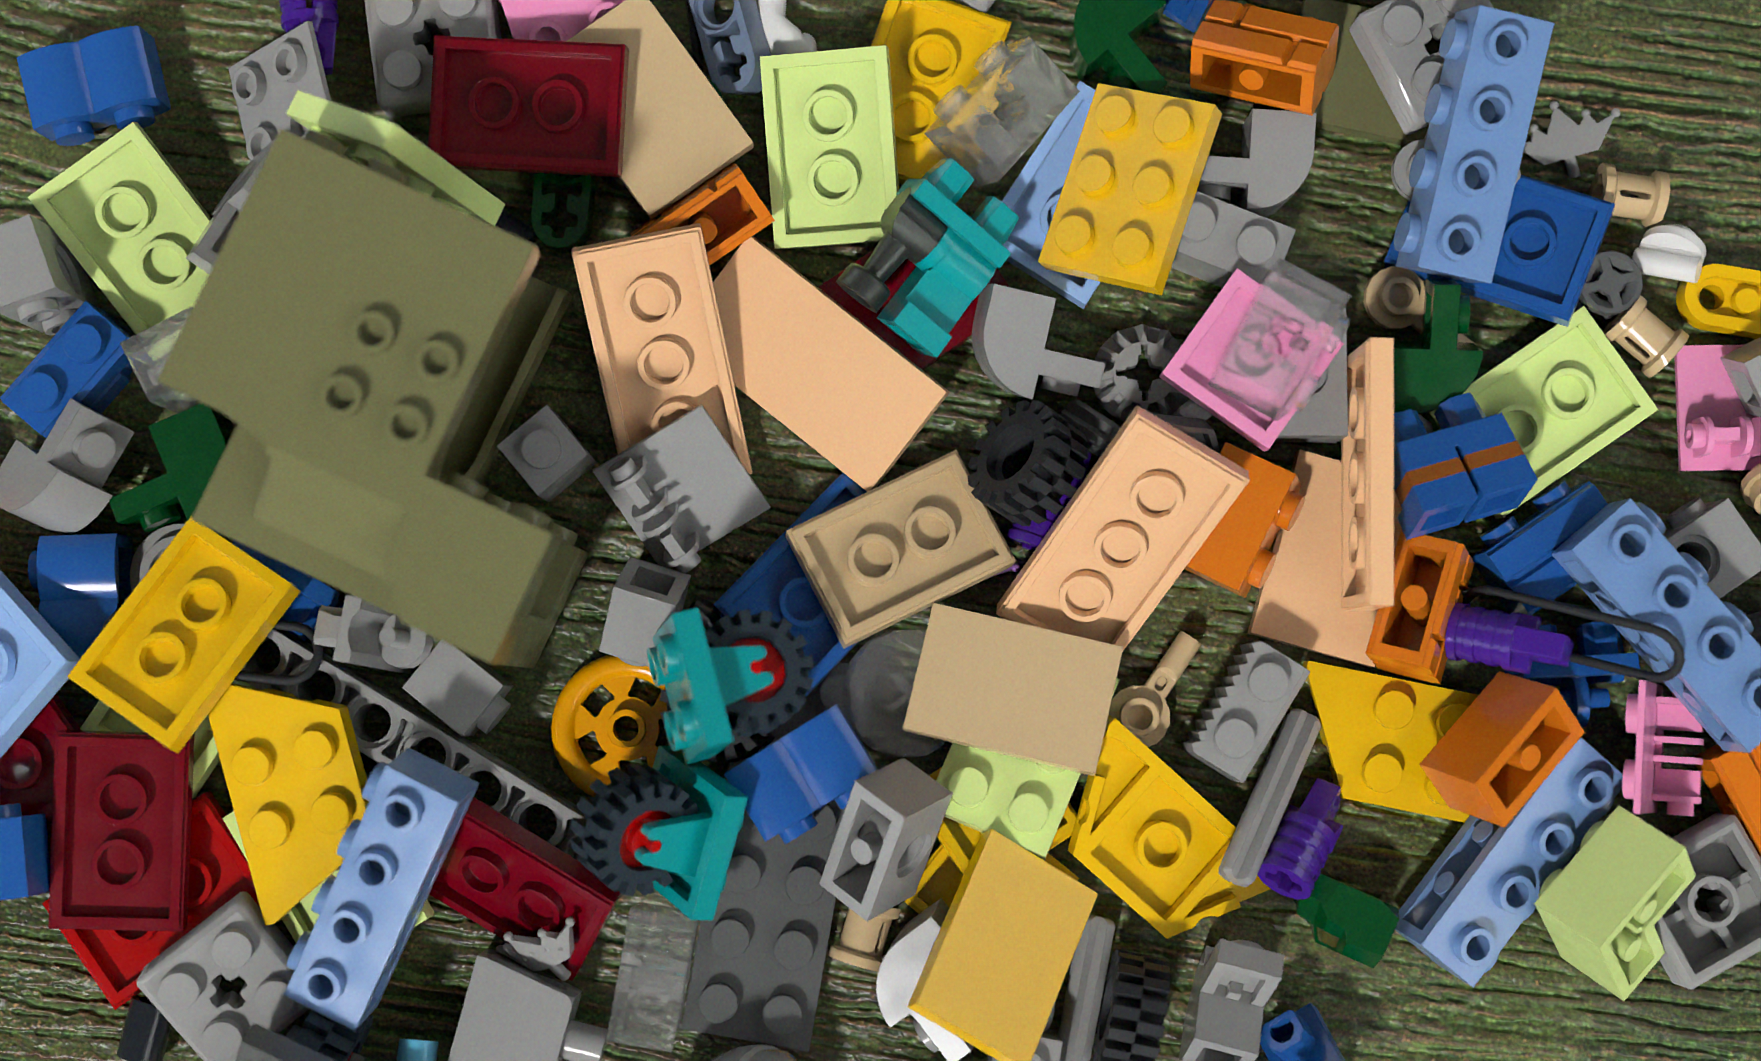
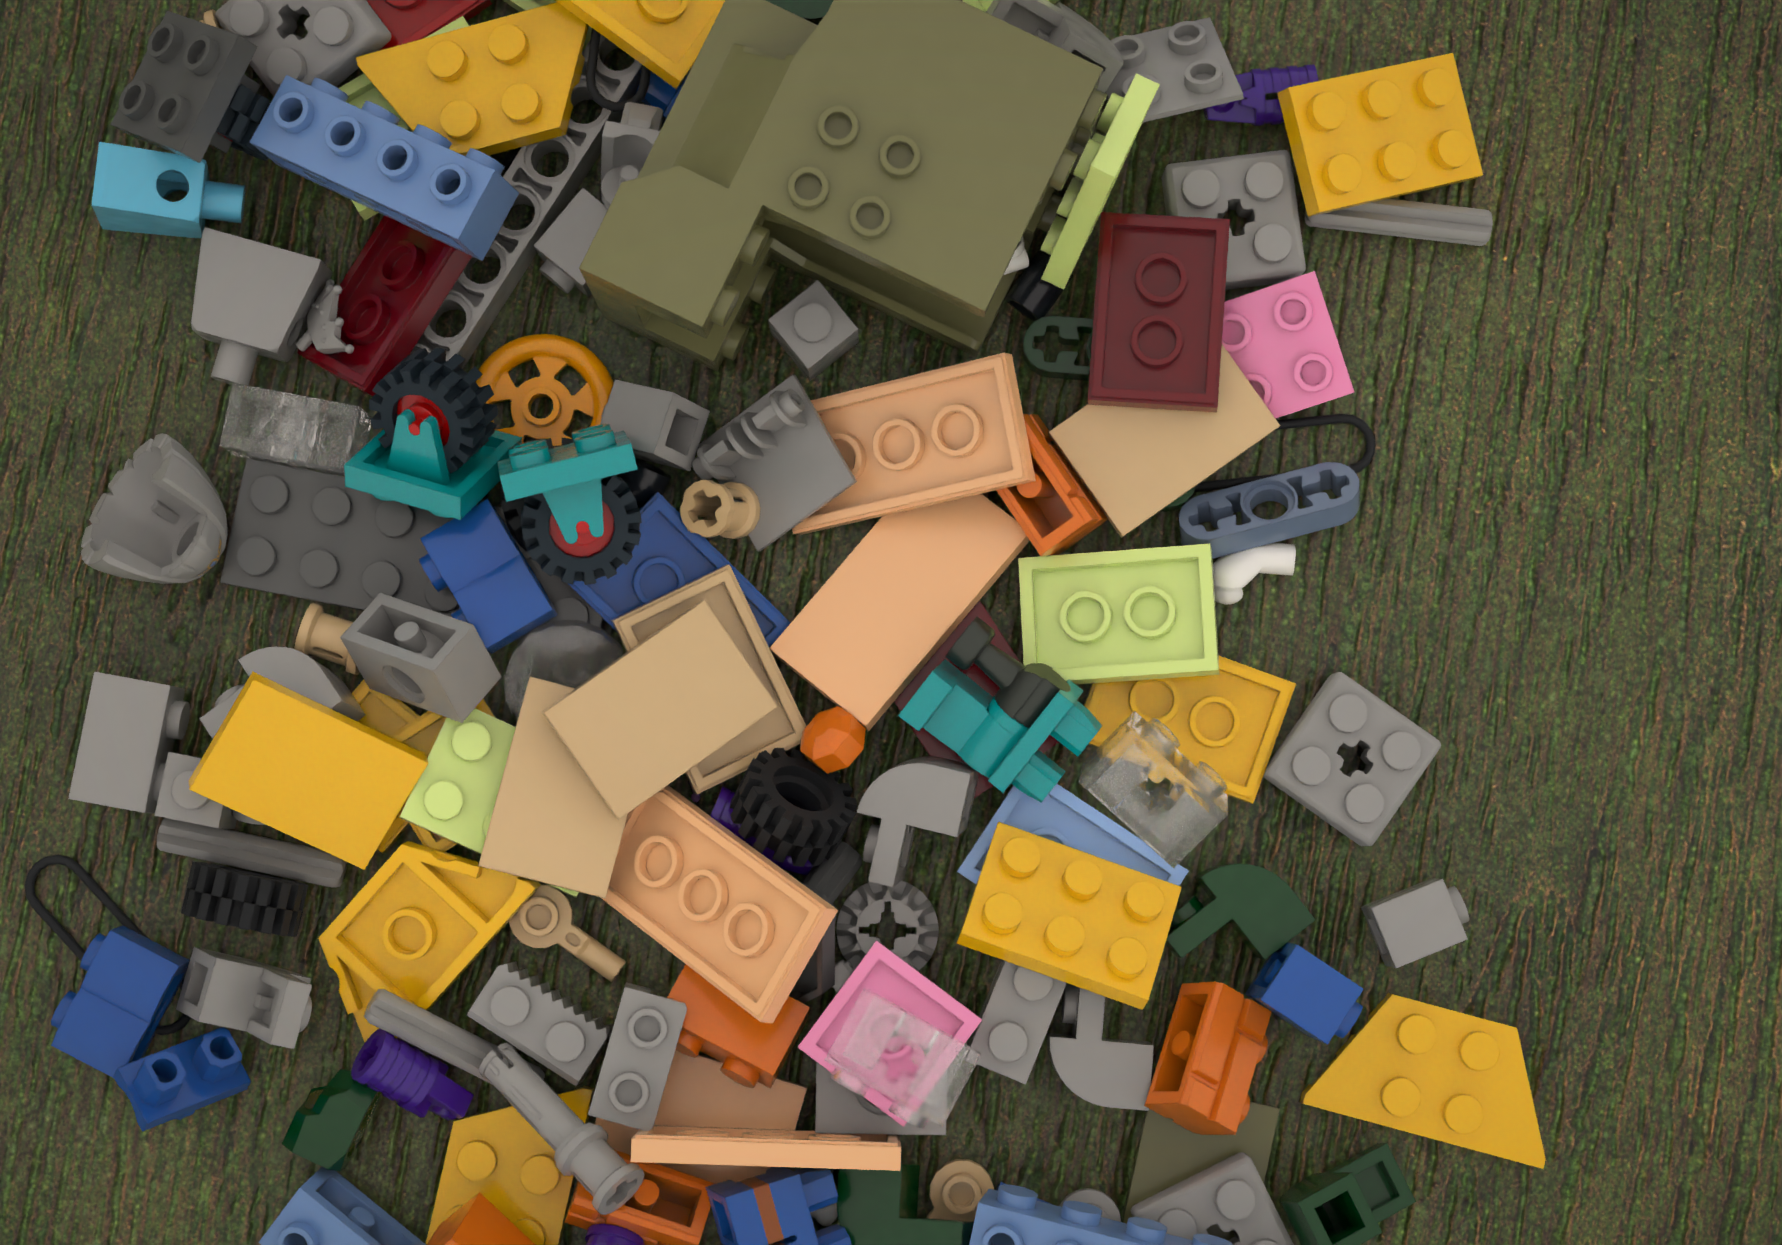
camera: 90 degrees right, 0 degrees up
(719, 557) = (717, 504): none -> tan bush
(934, 595) = (660, 709): none -> tan tile
(959, 425) = (833, 739): none -> orange tile
(1281, 611) = (638, 1058): none -> light grey bracket
(1374, 662) = (578, 1146): none -> light grey pin

